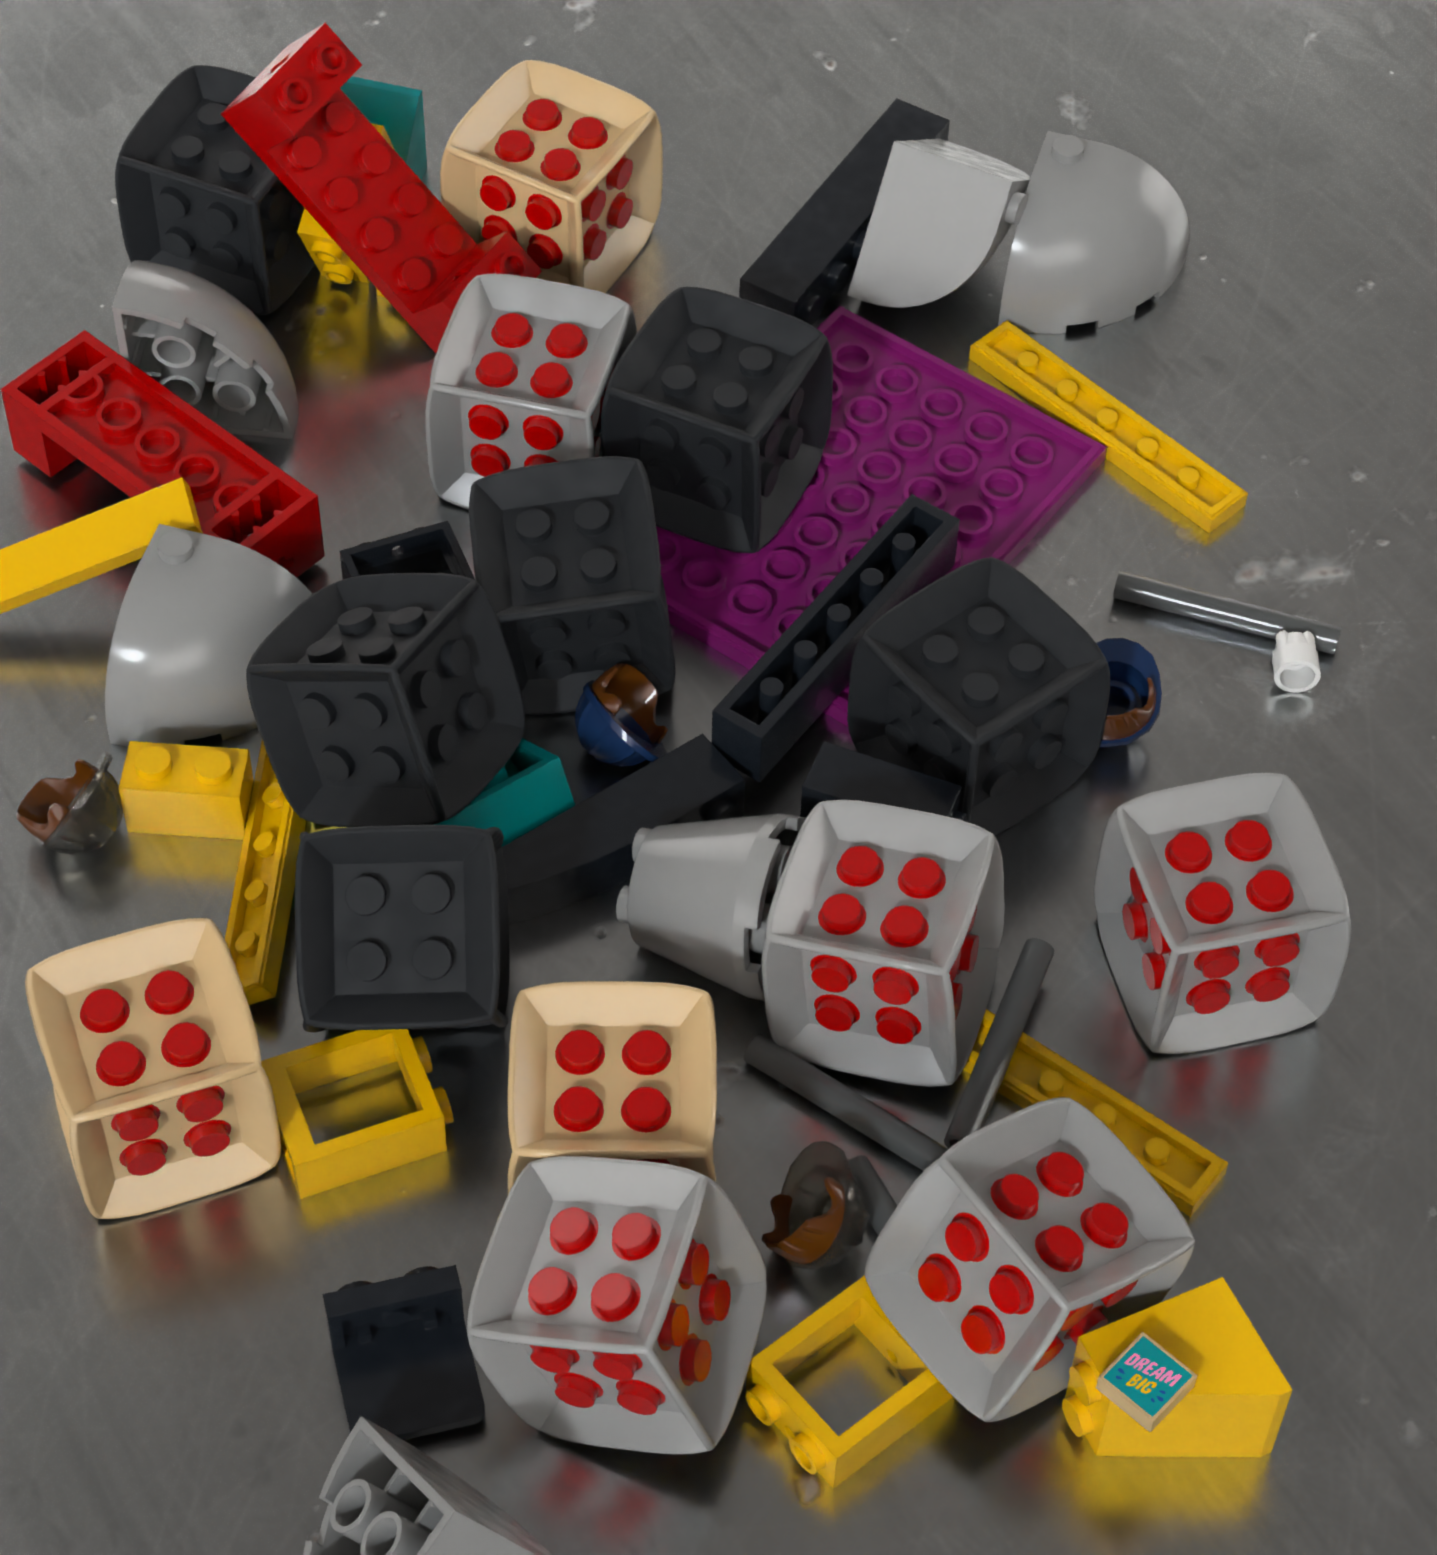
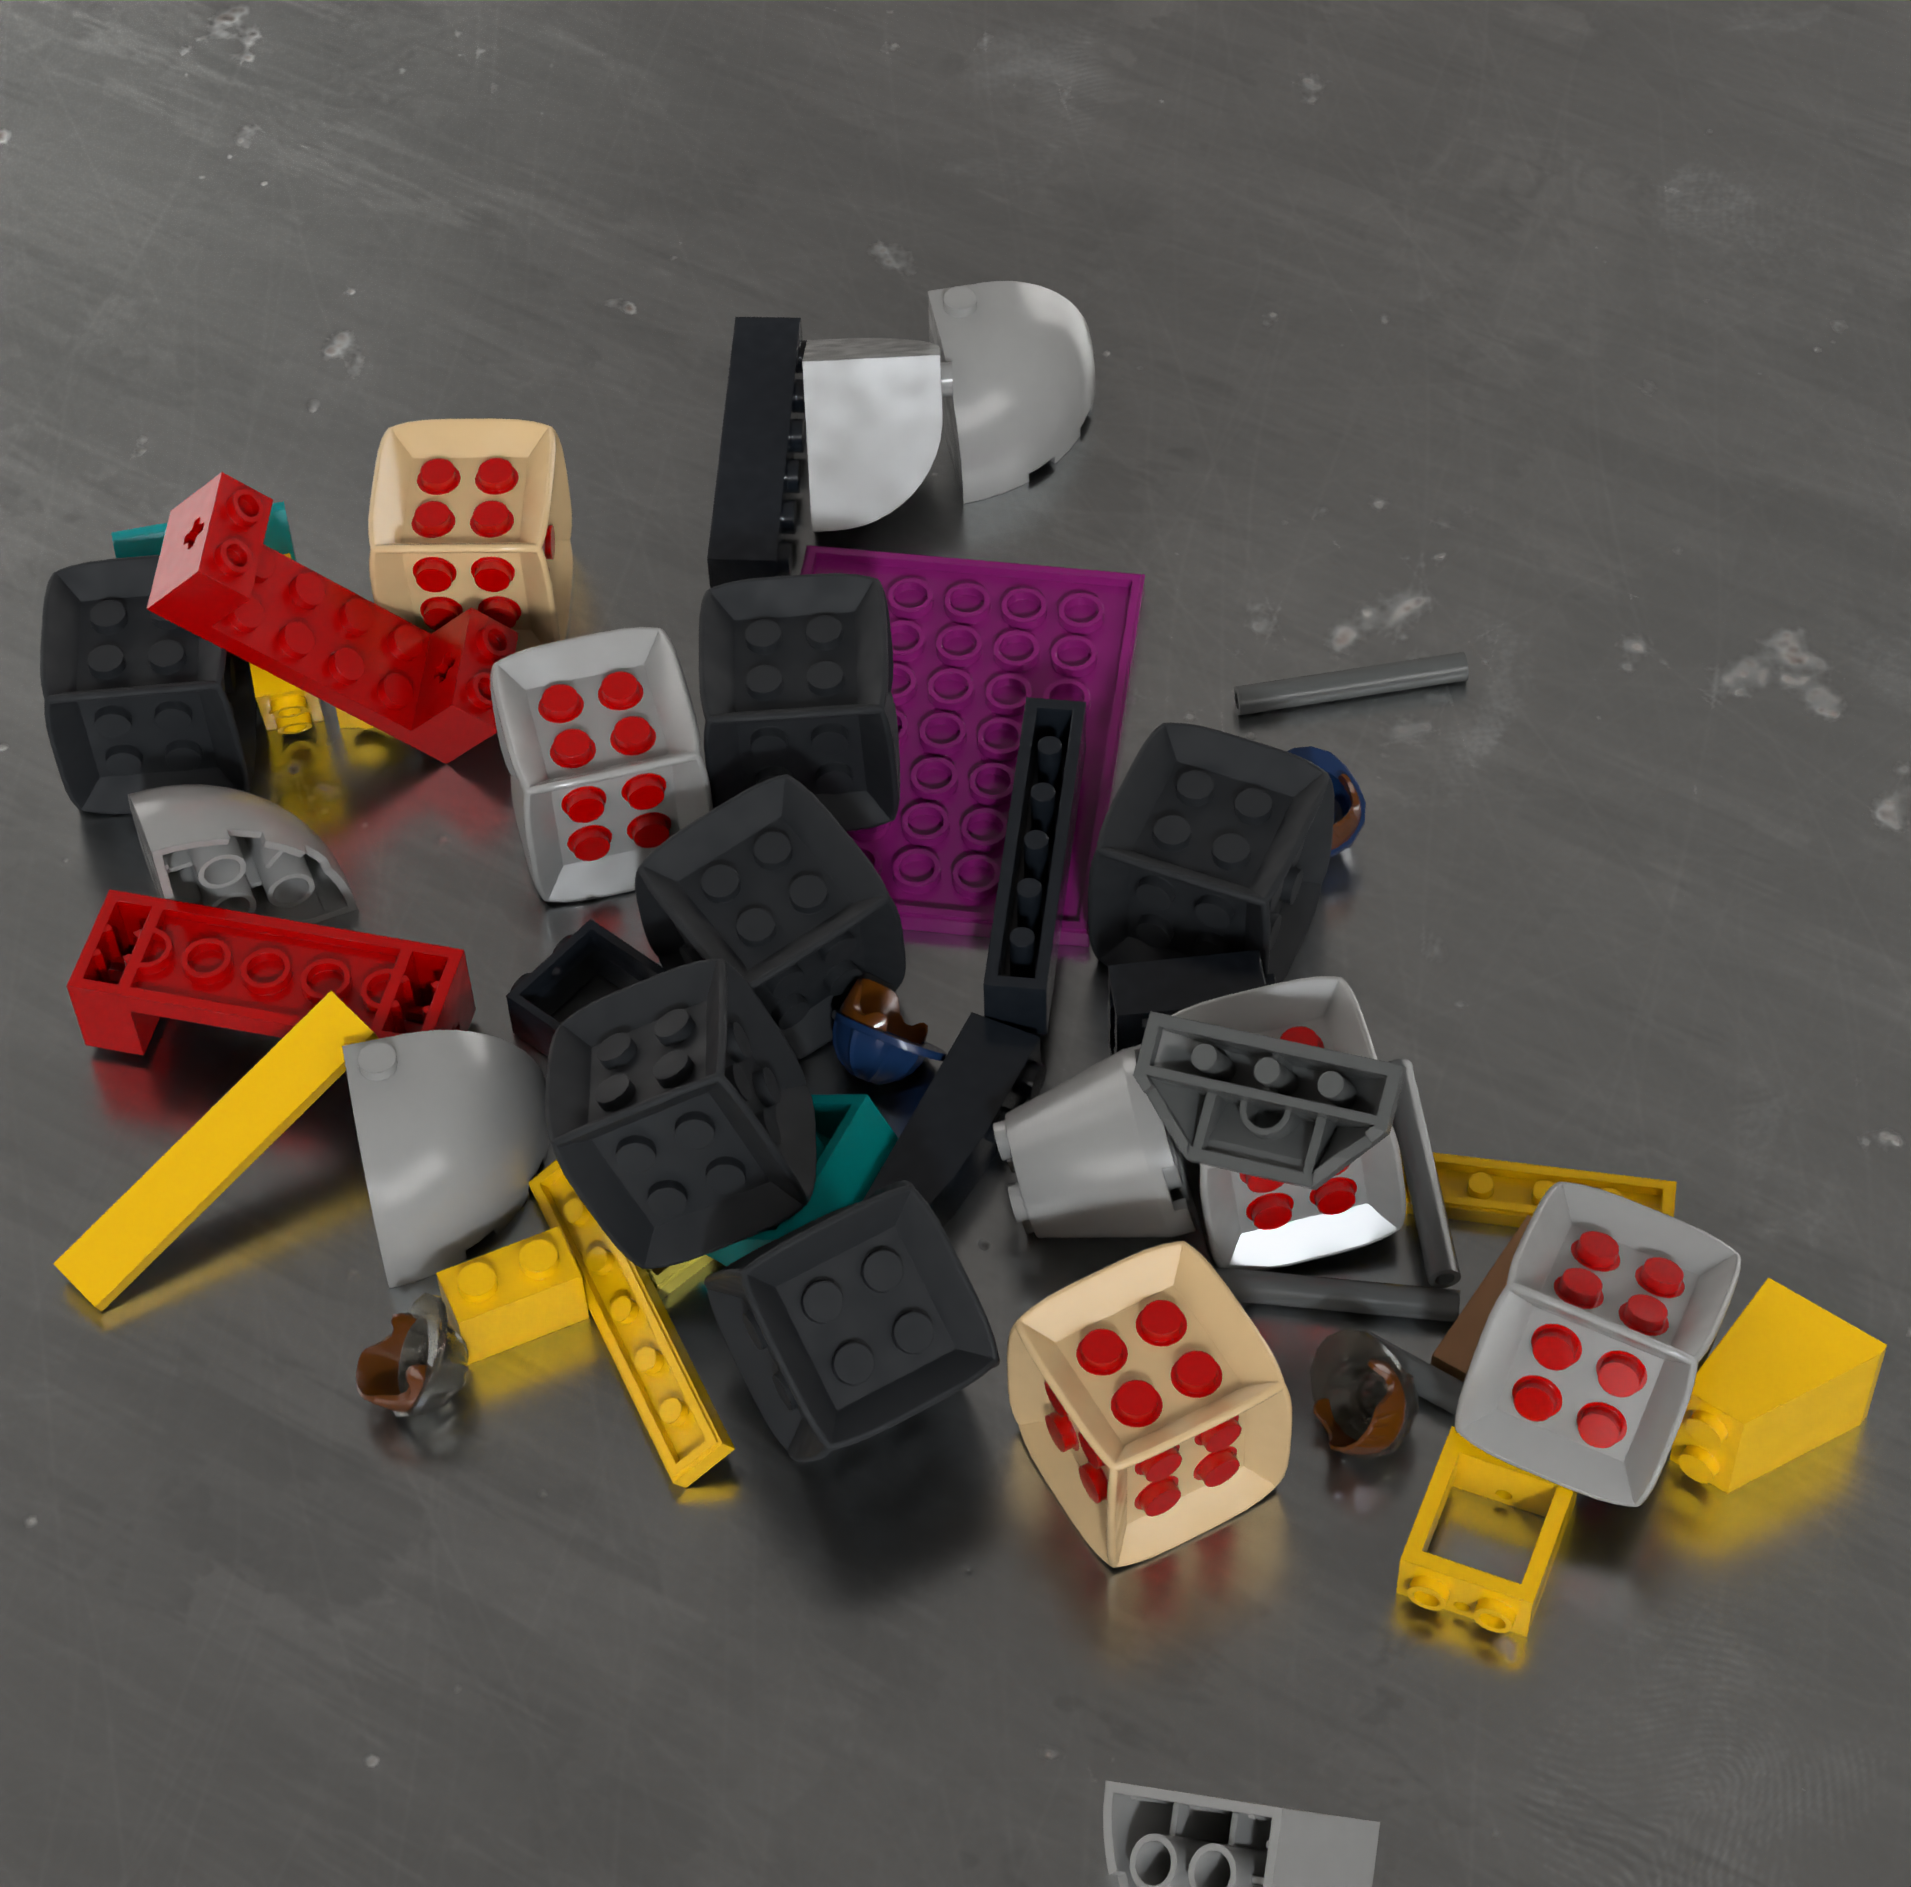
camera: 25 degrees left, 0 degrees up
(154, 1067) = (692, 1564): tan piece -> none
(371, 1149) = (841, 1565): yellow window -> none
(405, 1353) = (1084, 1714): black bracket -> none
(619, 1304) = (1275, 1561): light grey piece -> none
(835, 900) = (1264, 1100): none -> dark grey wedge
(1130, 439) = (1096, 544): yellow tile -> none
(1146, 1381) = (1770, 1398): tile -> none
(1221, 912) = (1548, 959): light grey piece -> none
(1295, 661) = (1442, 701): white hose -> none

